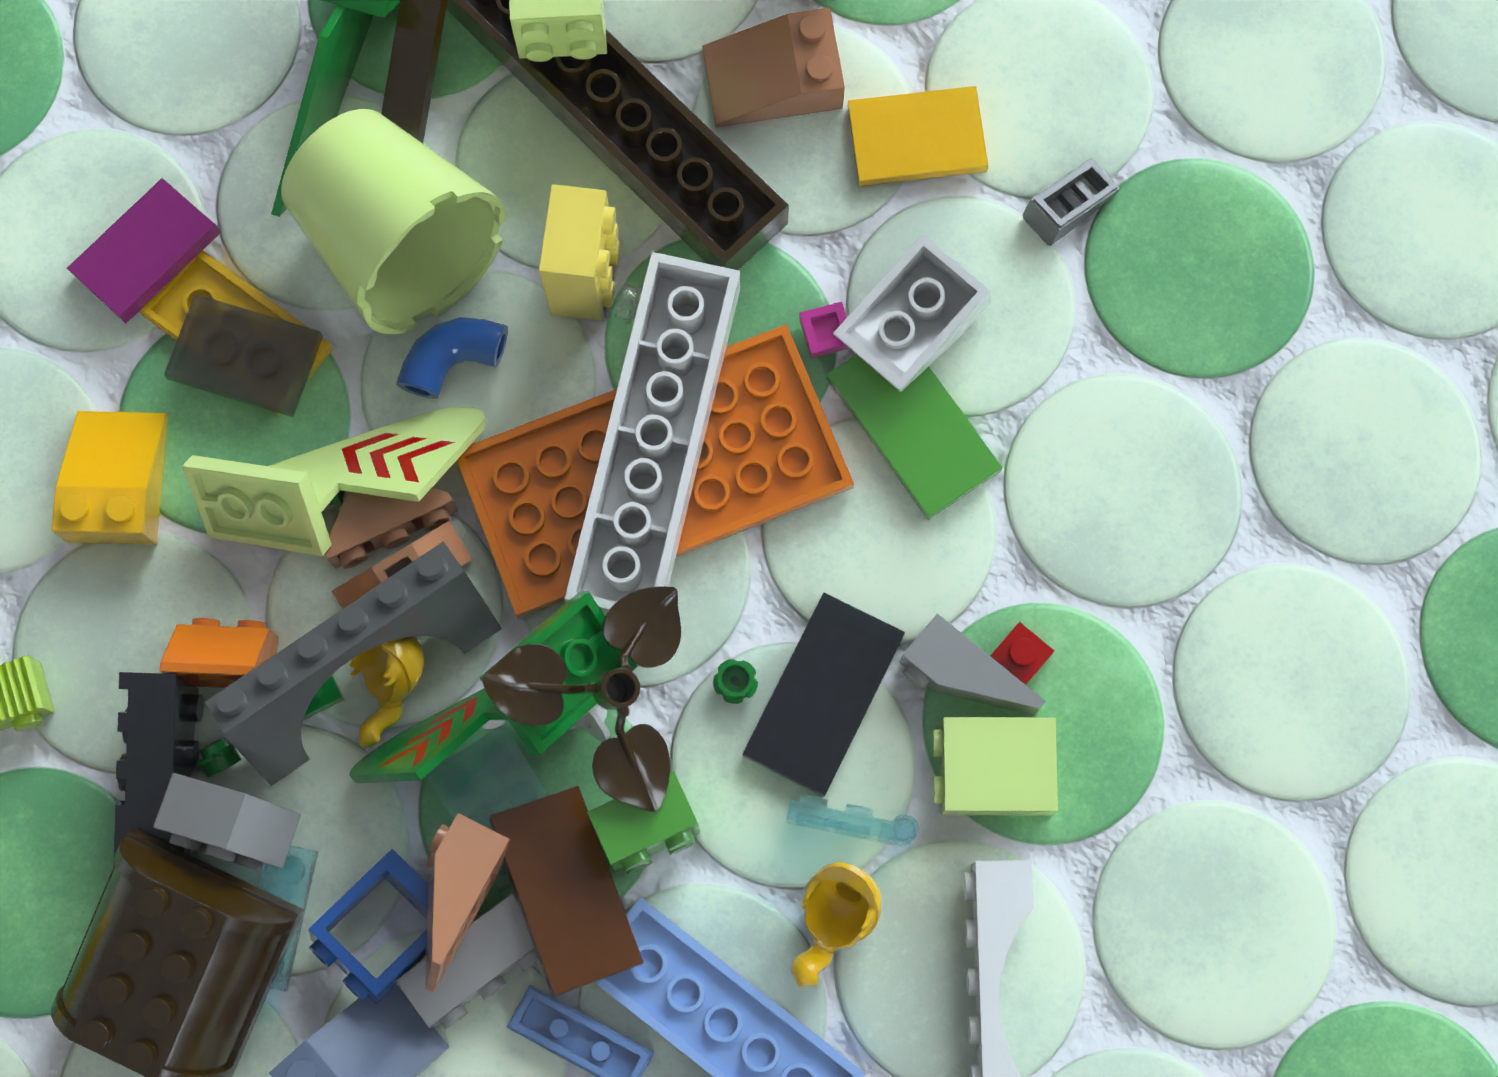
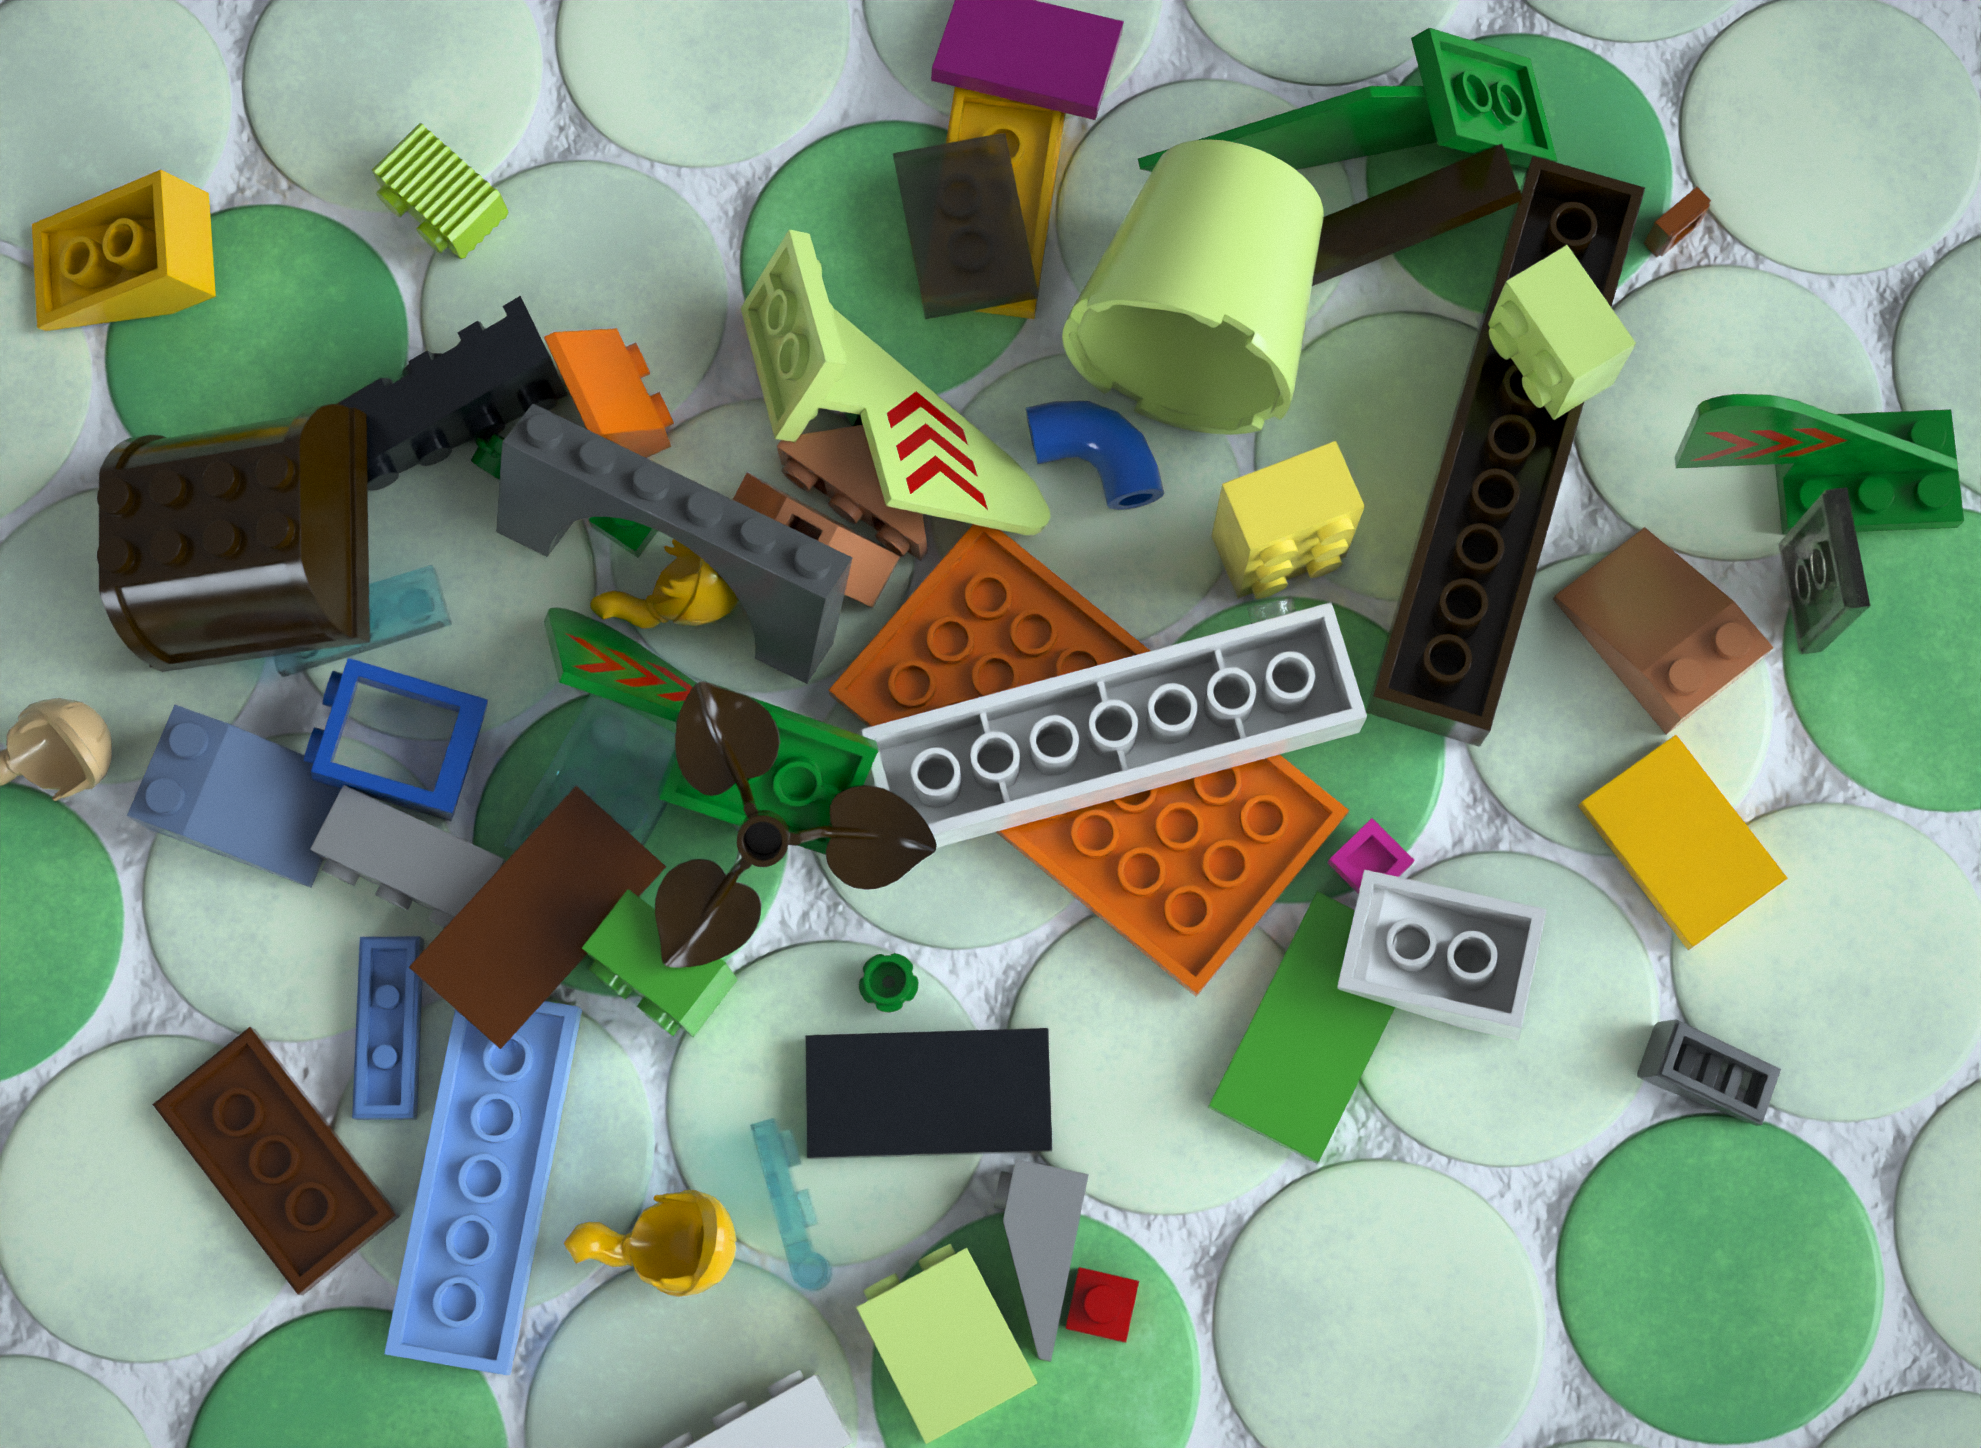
camera: 65 degrees right, 0 degrees up
(111, 479) = (749, 167): yellow slope -> none
(226, 823) = (420, 505): light grey brick -> none
(463, 870) = (479, 791): nougat slope -> none

